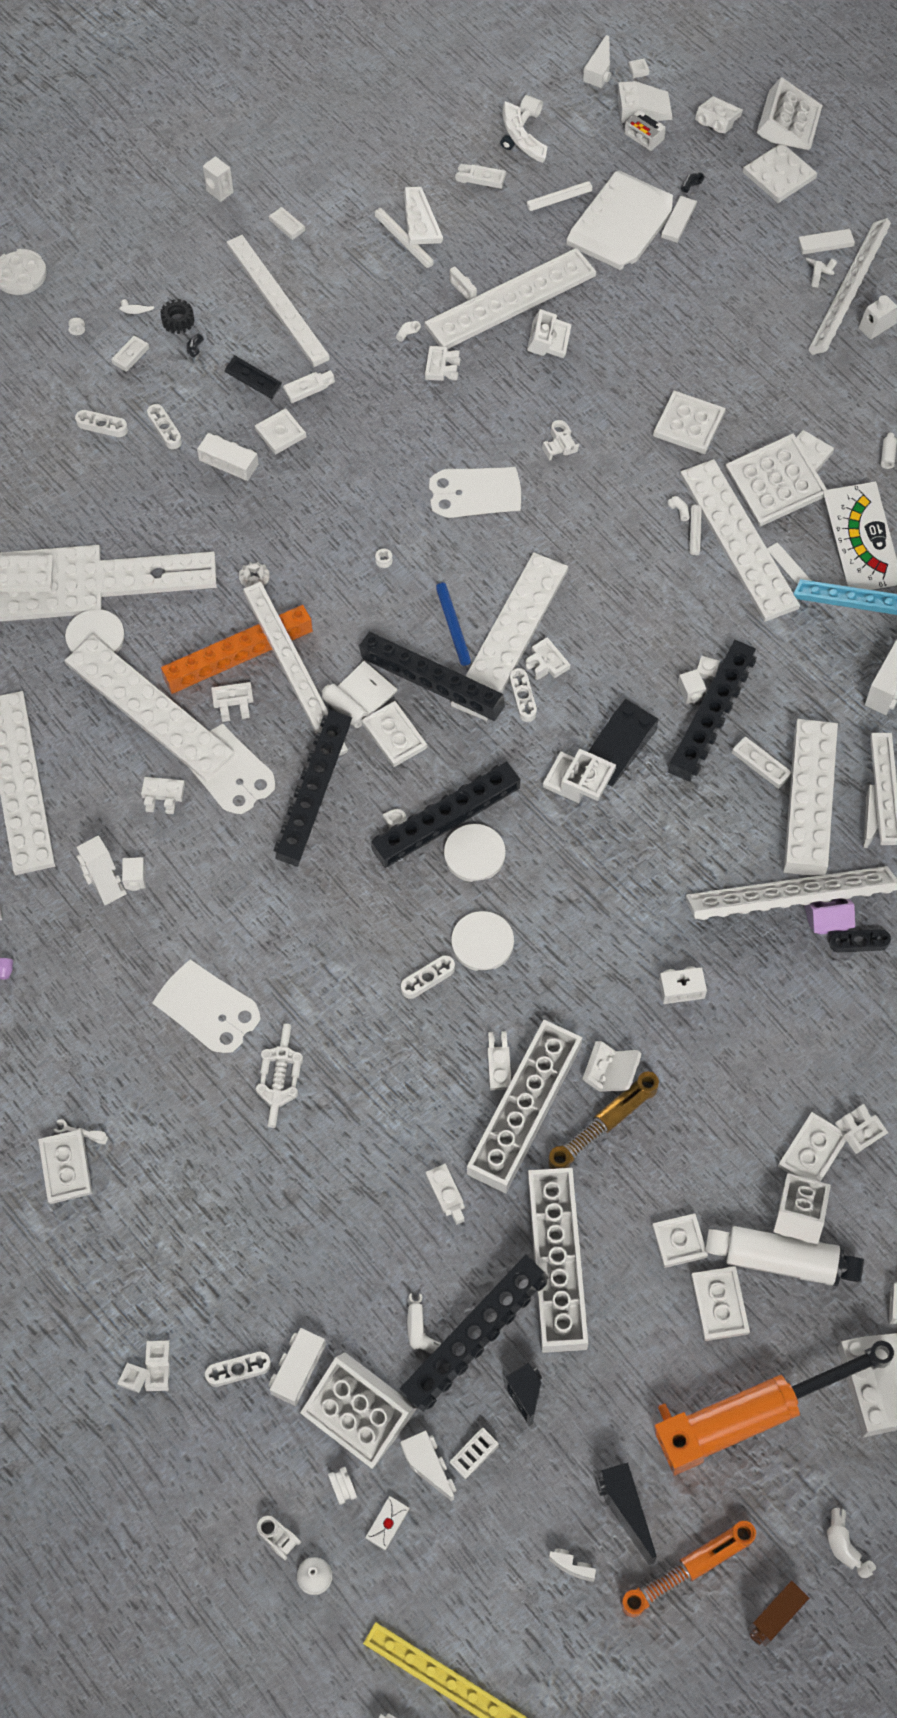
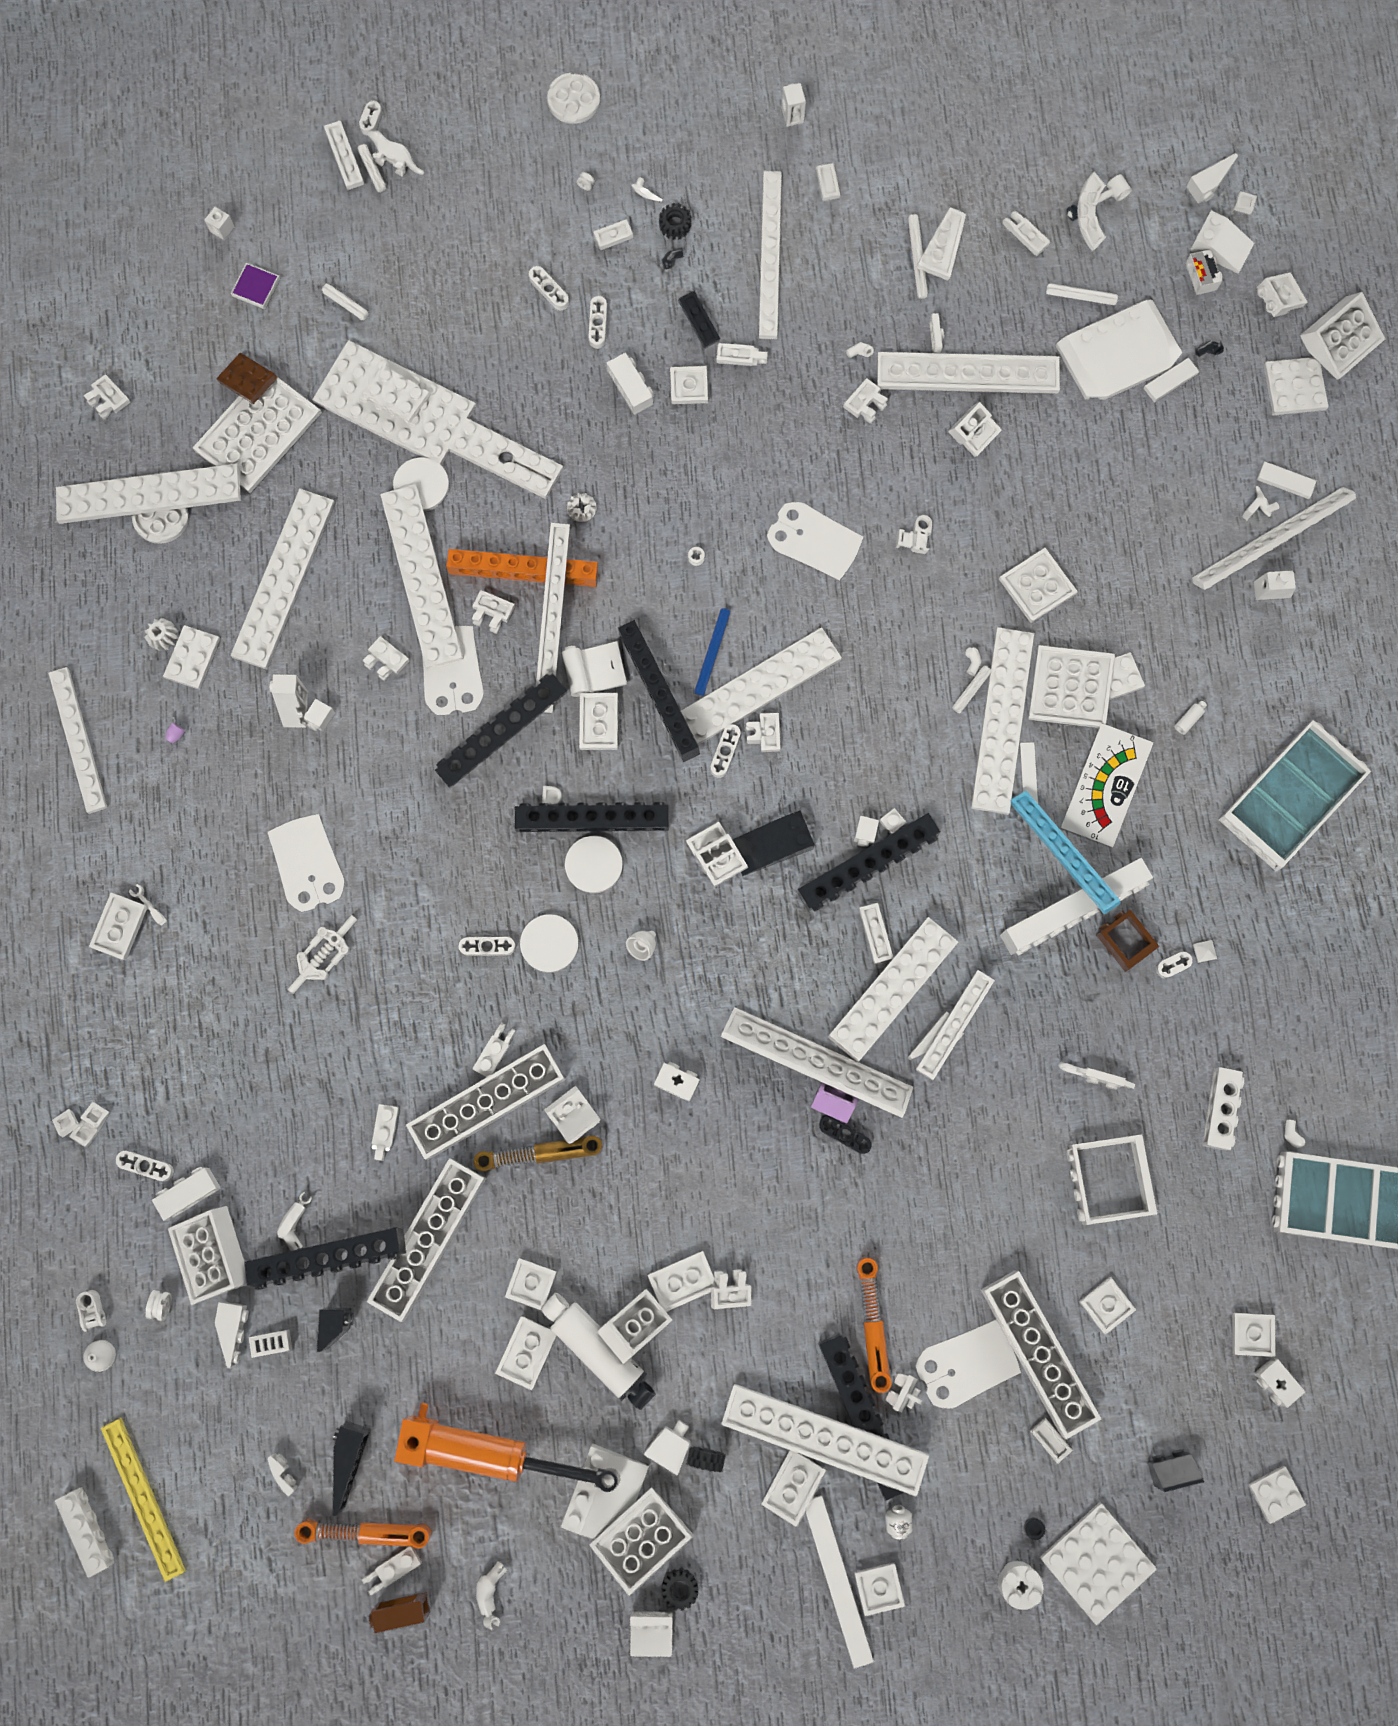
camera: 30 degrees right, 15 degrees up
(387, 1523) = (175, 1352): white tile -> none
(567, 891) = (641, 944): none -> white helmet
(740, 1584) = (393, 1569): none -> white hinge

